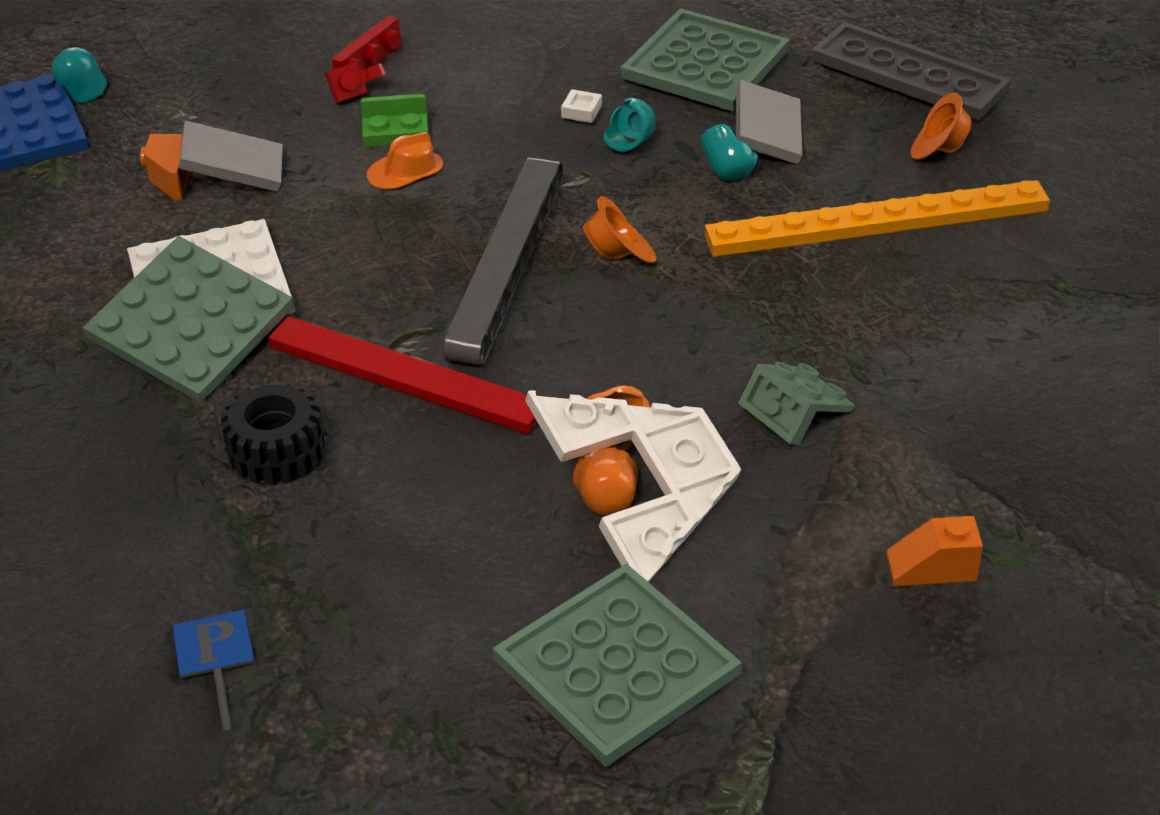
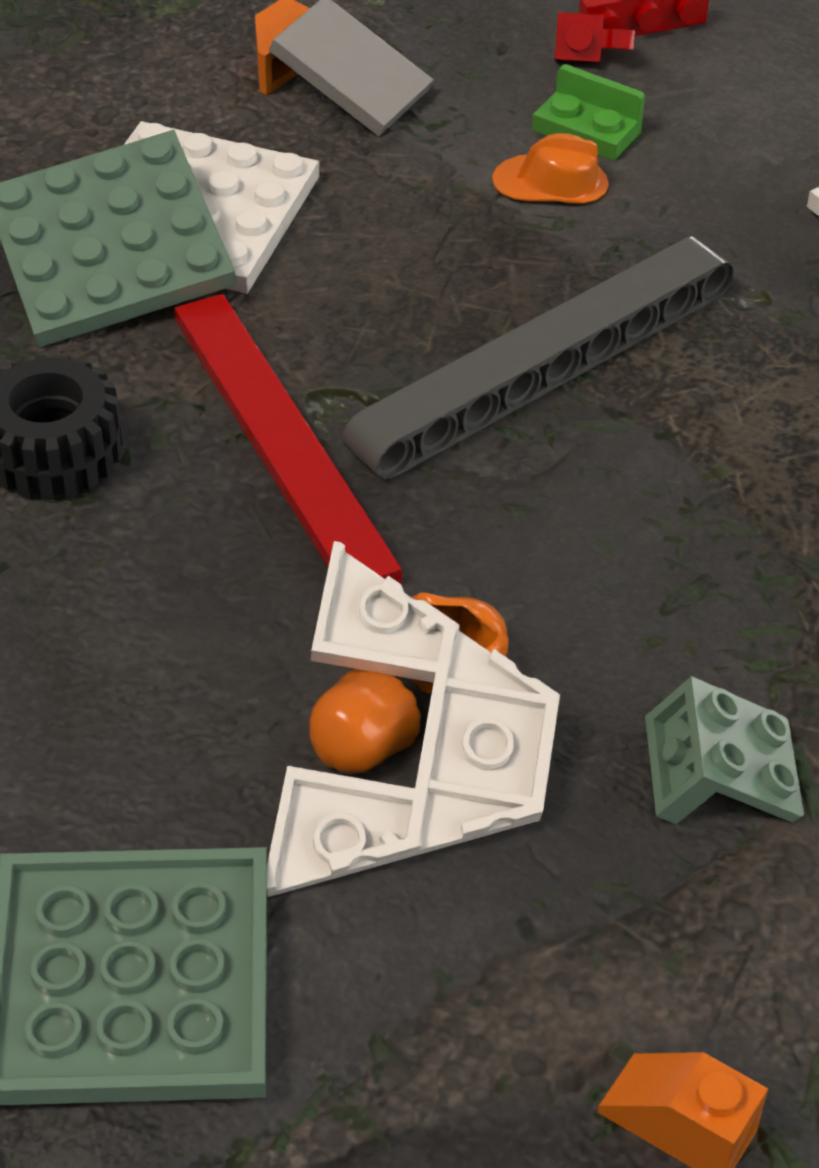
camera: 35 degrees right, 5 degrees up
(614, 235) = (709, 396): orange piece -> none

